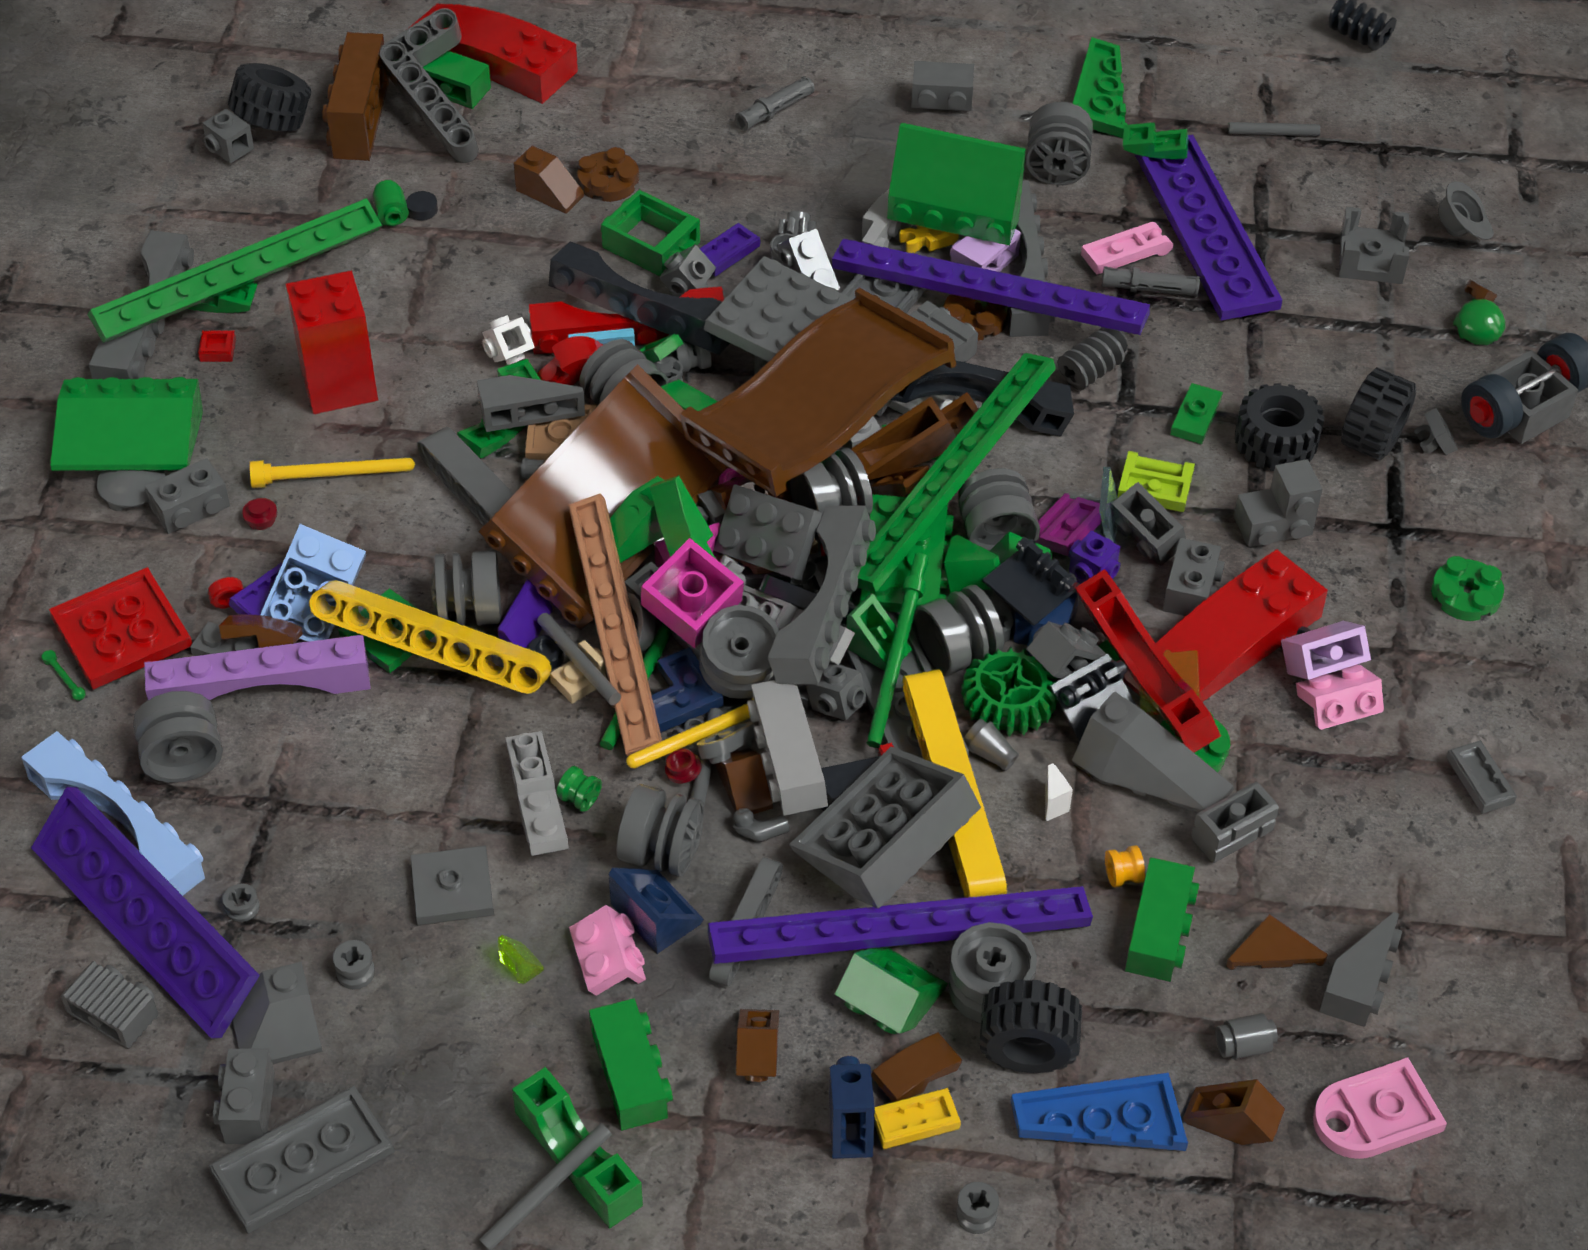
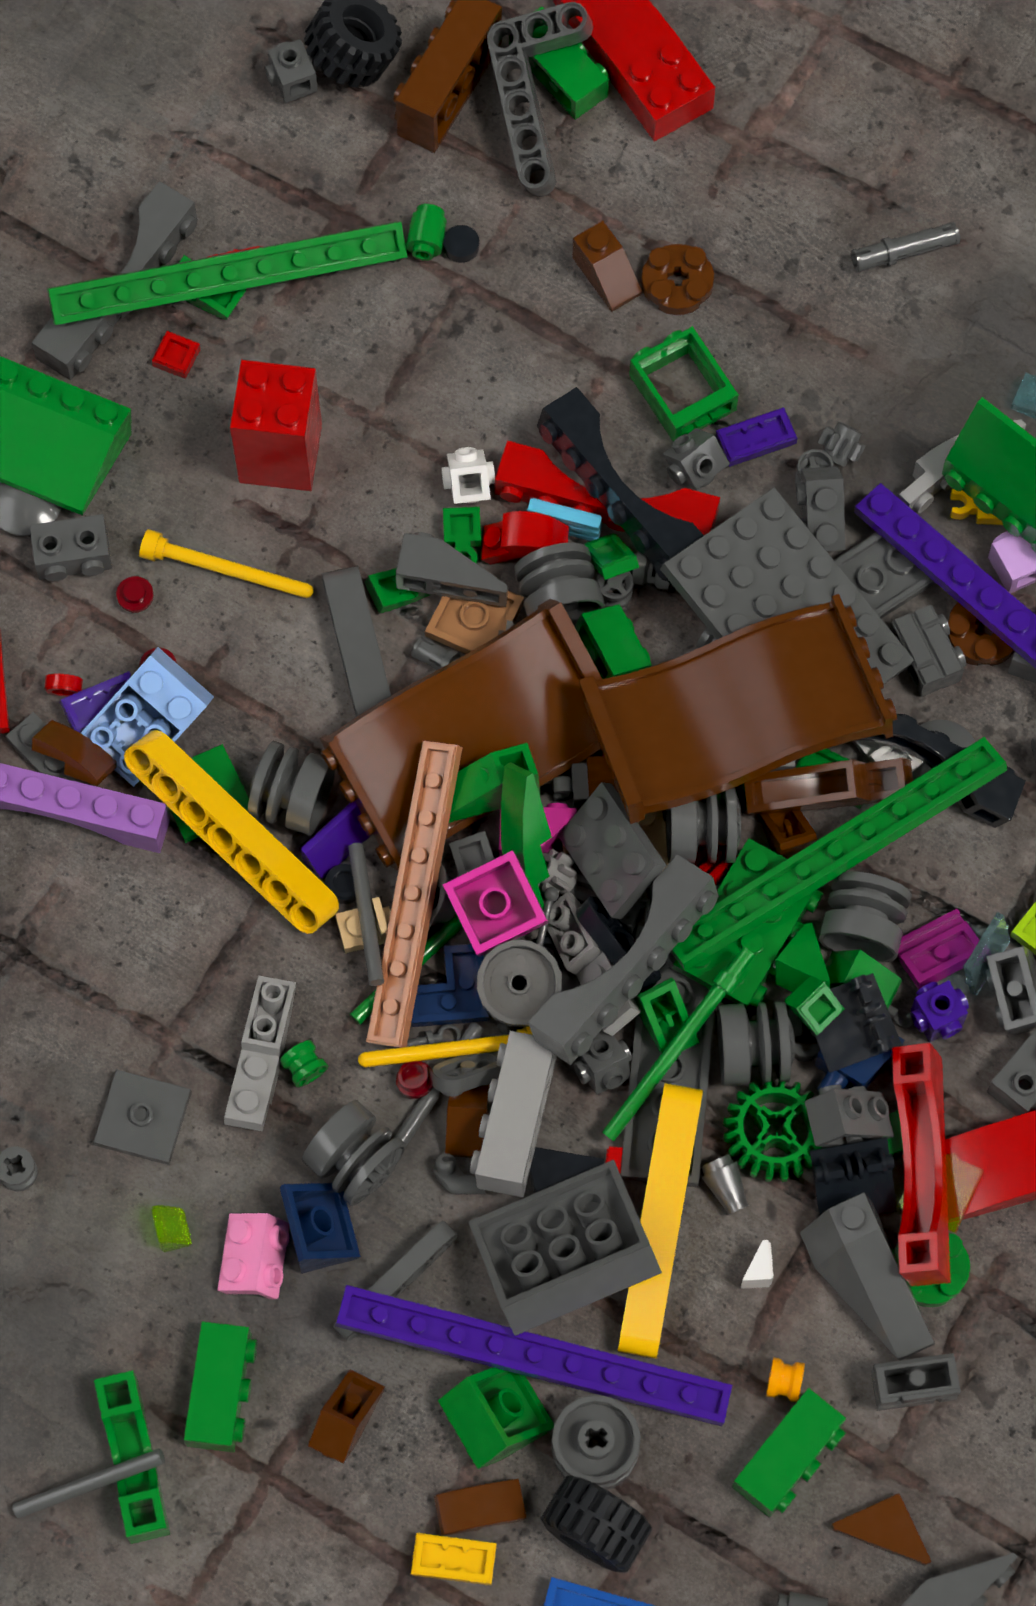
camera: 25 degrees right, 20 degrees up
(851, 1093) = (396, 1524): dark blue torso -> none
(996, 575) = (814, 1004): none -> green slope

